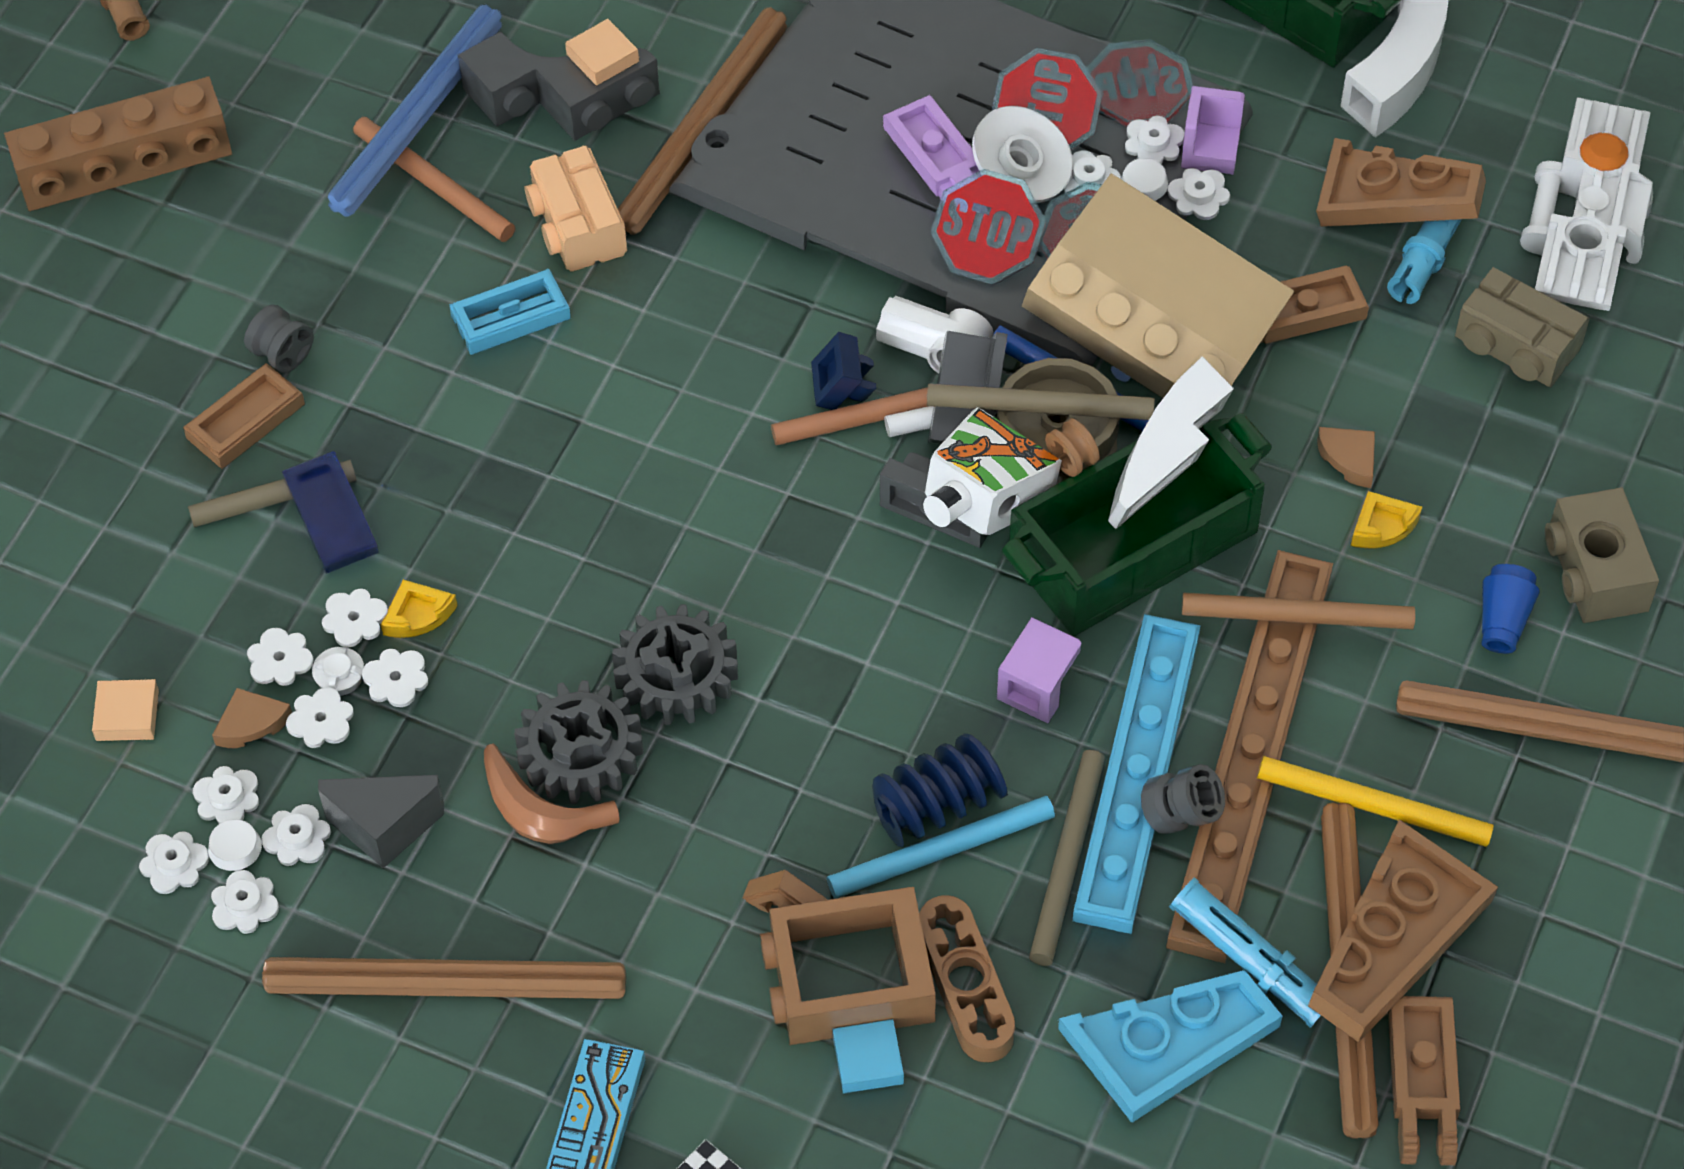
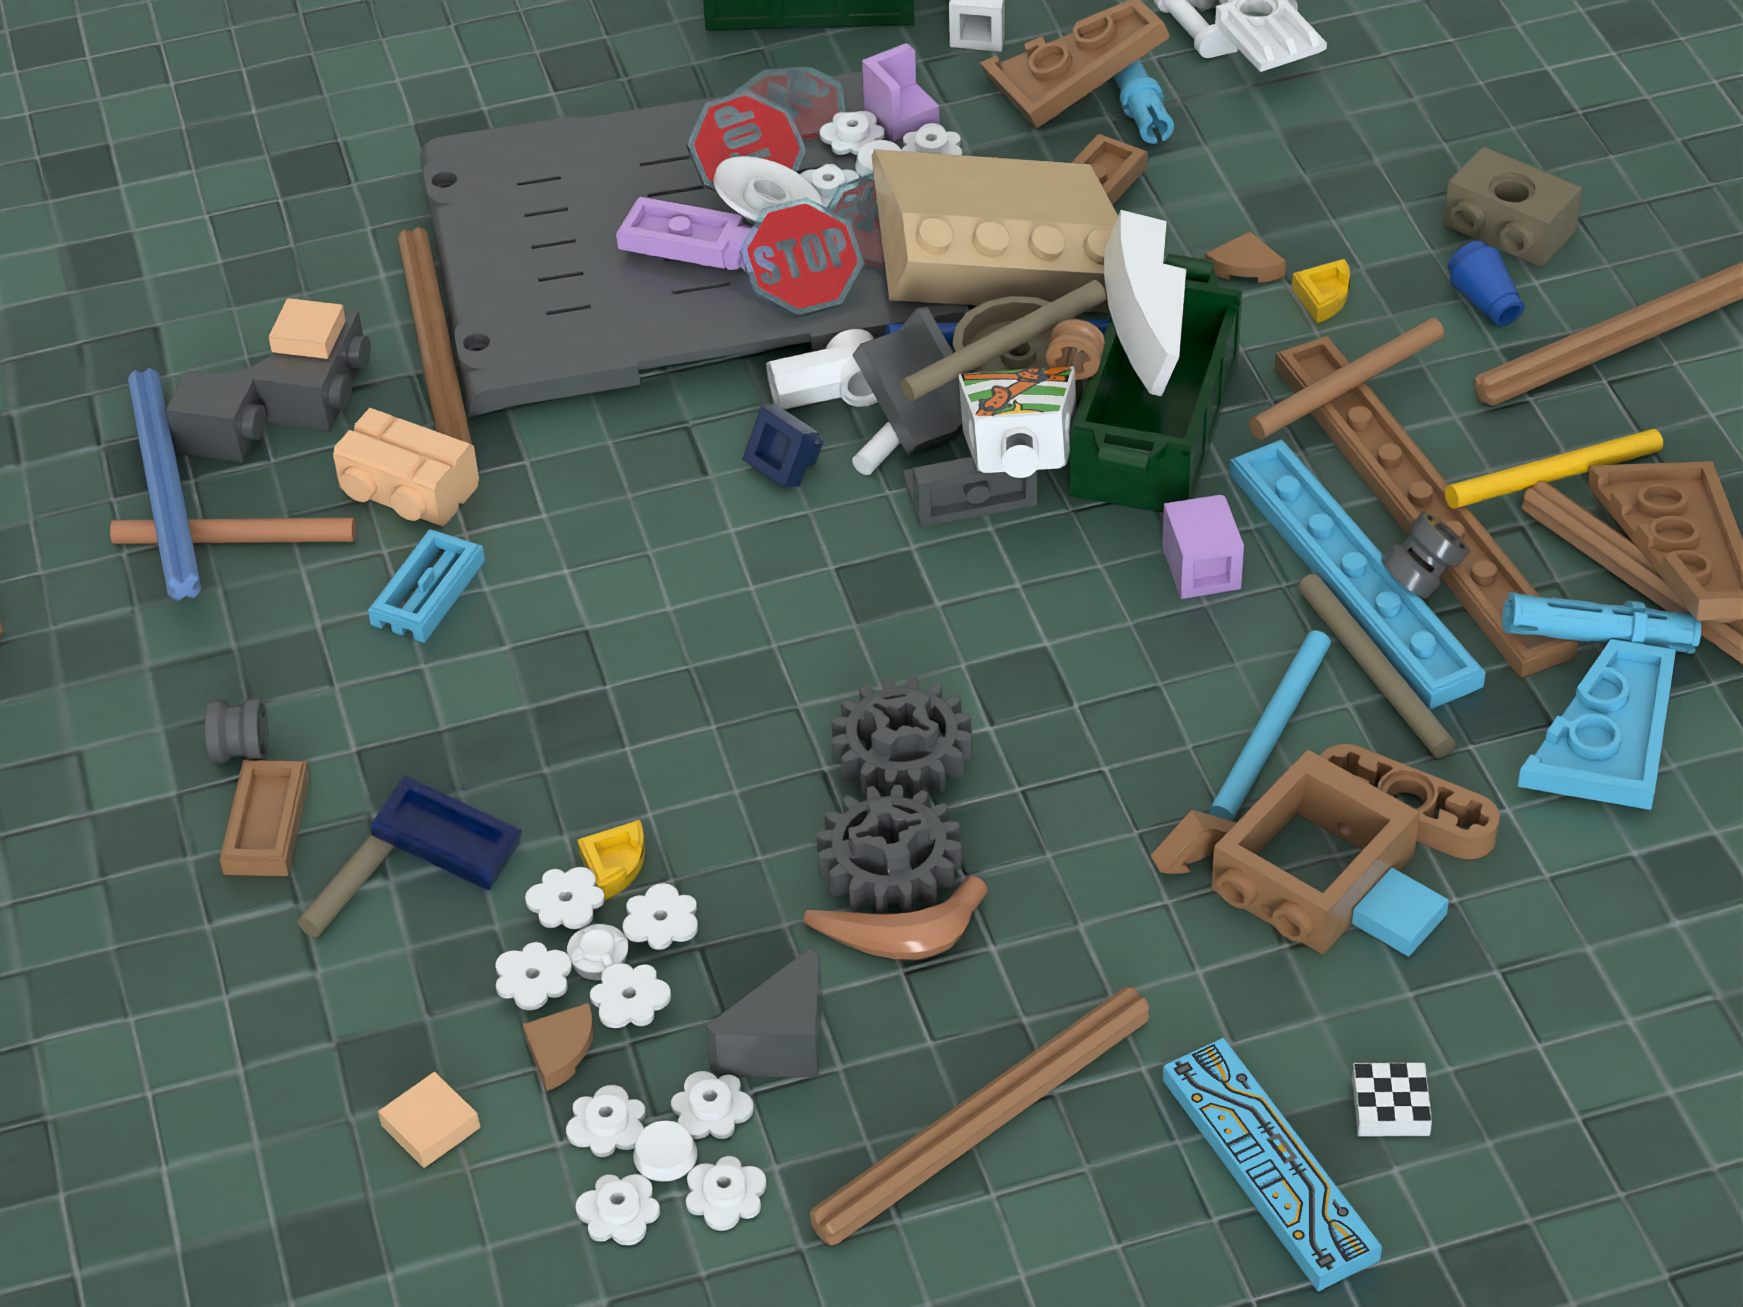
camera: 40 degrees left, 10 degrees down
(847, 417) = (825, 474): nougat bar -> none
(935, 785) = (1228, 679): dark blue piece -> none
(1521, 328) = (1273, 99): dark tan brick -> none

